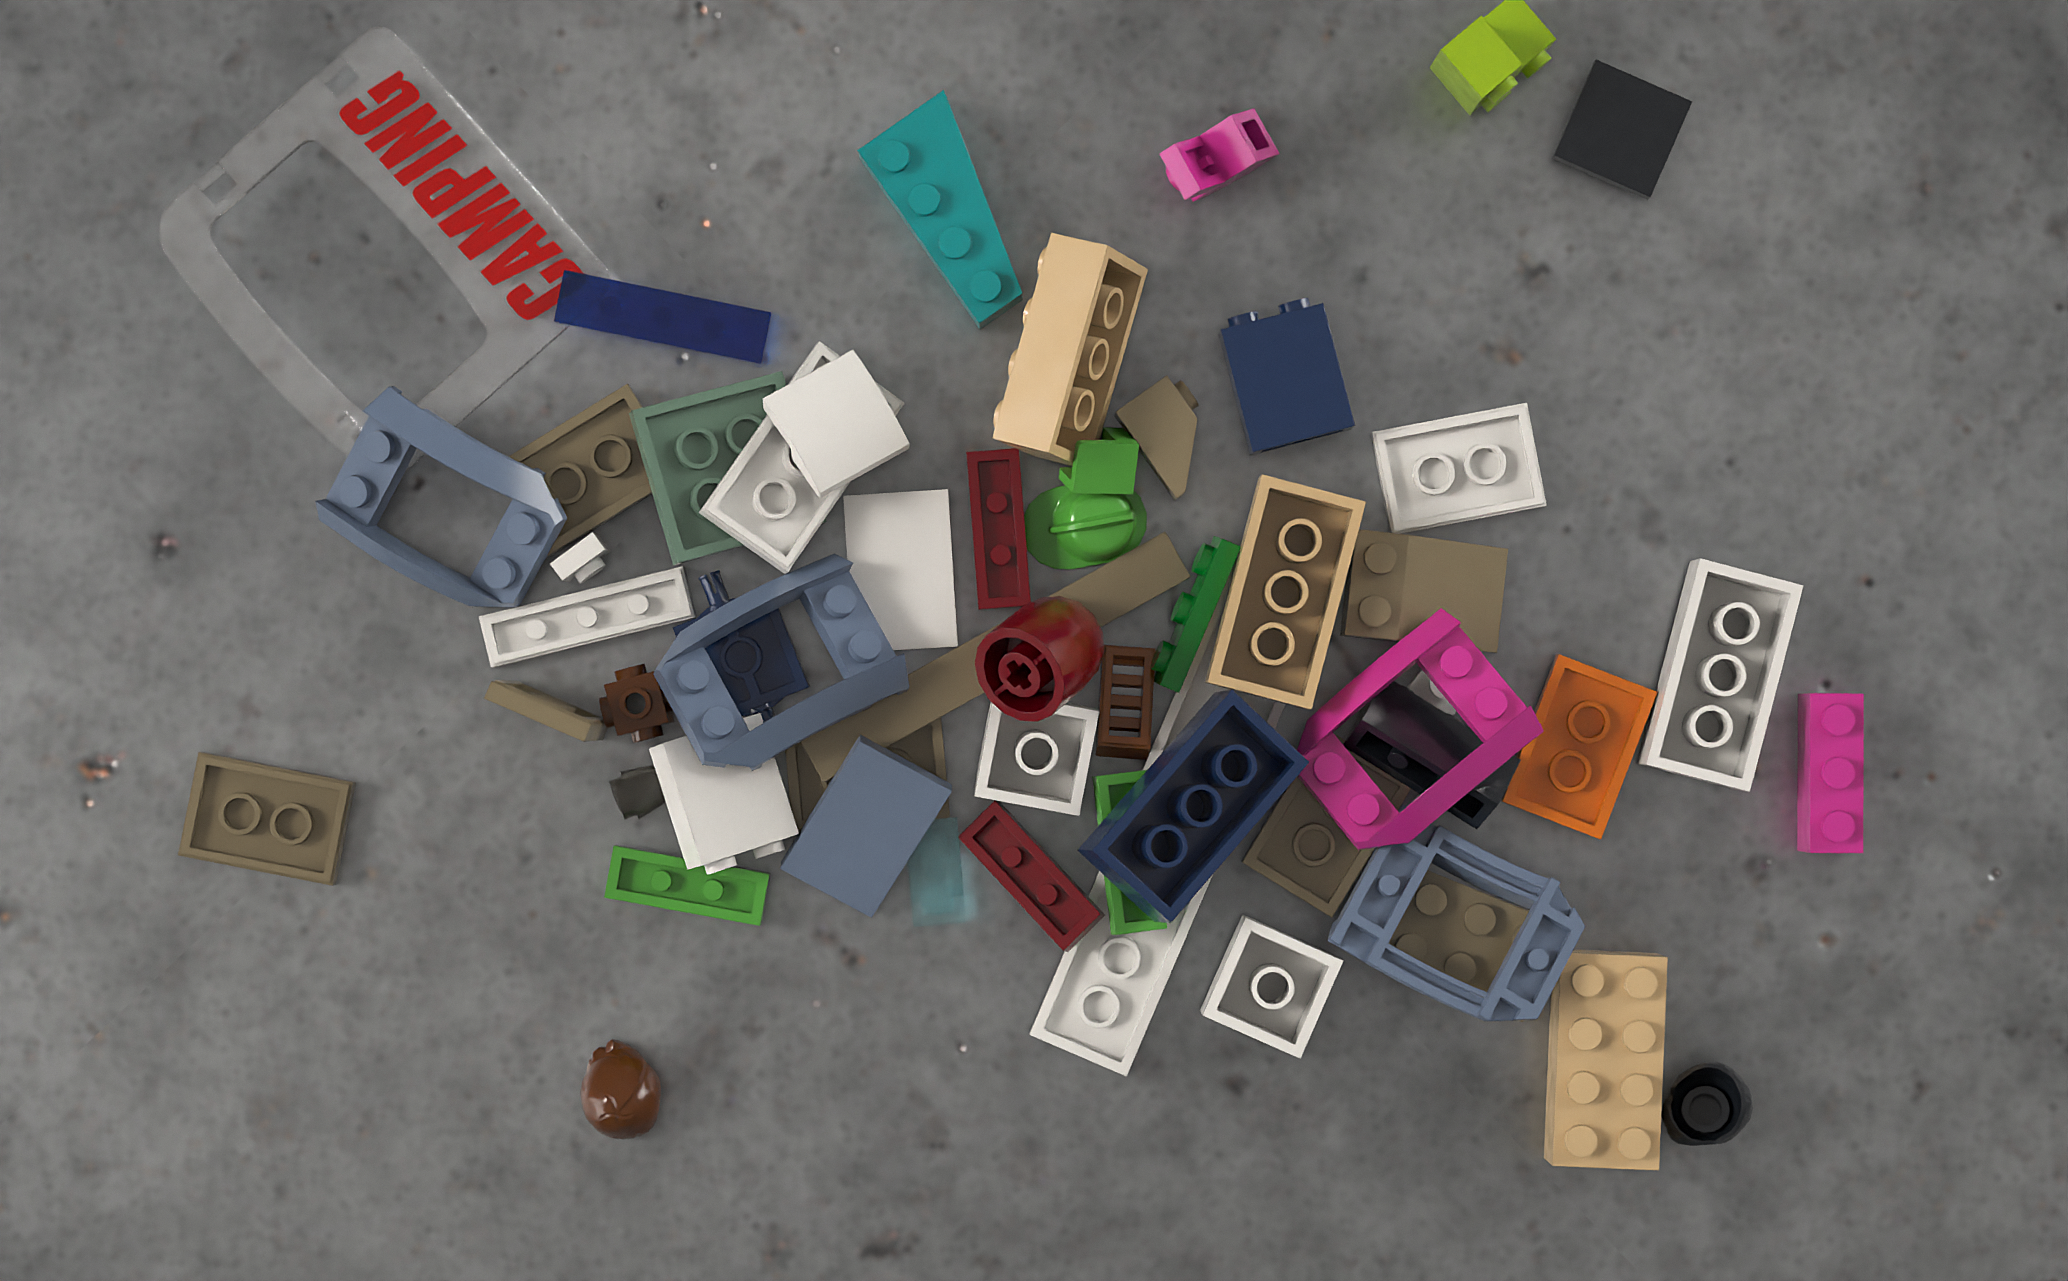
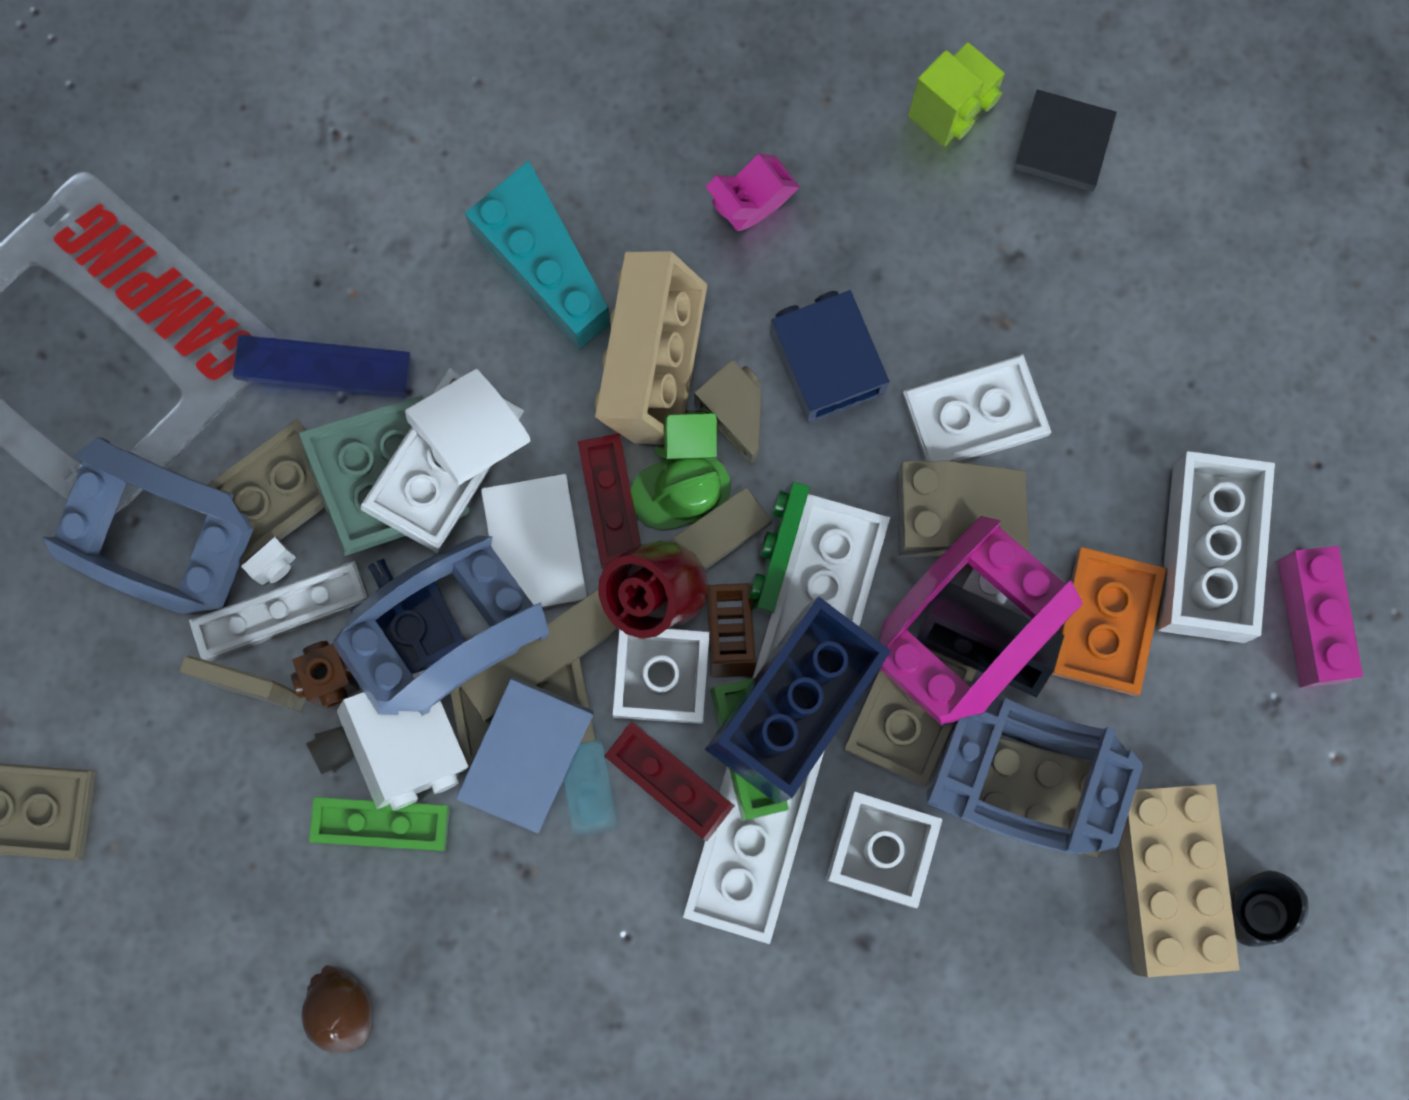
camera: 10 degrees left, 10 degrees down
(1285, 592) = (852, 516): tan brick -> none

